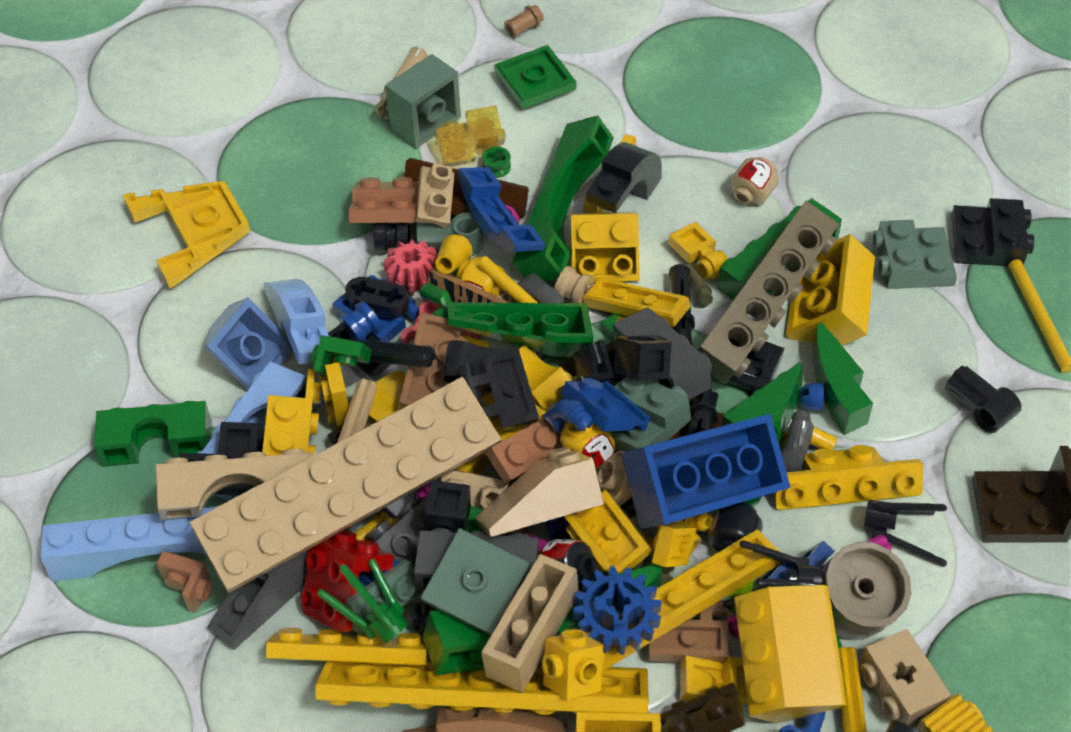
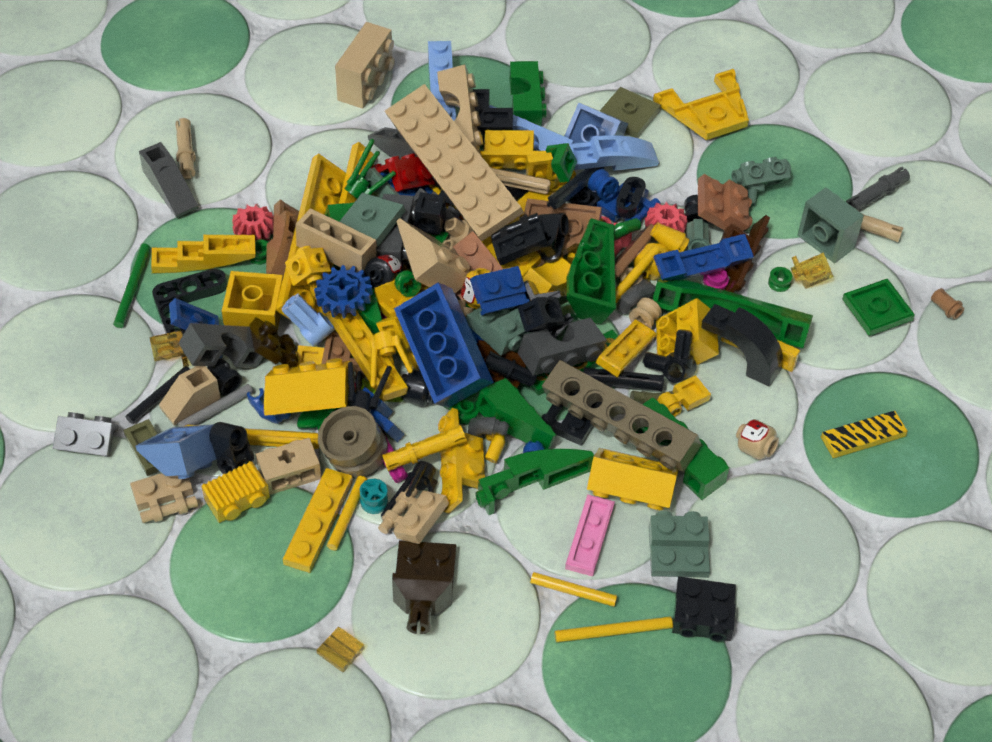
camera: 90 degrees right, 0 degrees up
(82, 651) = (364, 65): none -> tan brick
(188, 314) = (631, 109): none -> olive plate
(328, 168) = (759, 175): none -> sand green brick
(339, 62) = (885, 185): none -> dark grey pin
(435, 195) = (718, 222): tan hips -> none
(455, 143) = (793, 247): clear yellow bracket -> none
(568, 411) = (488, 264): blue piece -> none
(594, 525) = (405, 277): none -> green bush
(655, 249) = (680, 356): none -> black axle
(658, 667) = (312, 325): none -> light blue piece
(705, 552) = (386, 343): none -> yellow plant
(720, 99) = (864, 434): none -> yellow tile
(833, 465) = (424, 448): none -> yellow pin
(881, 433) = (494, 486): none -> green bracket
(918, 340) = (590, 535): none -> bright pink tile
(930, 562) = (370, 489): none -> teal wheel
(961, 606) = (346, 515): none -> yellow bar
(964, 515) = (419, 518): none -> tan plate
(979, 639) = (317, 520): none -> yellow plate
(989, 406) = (518, 566): black piece -> none
(999, 348) = (573, 589): none -> yellow bar

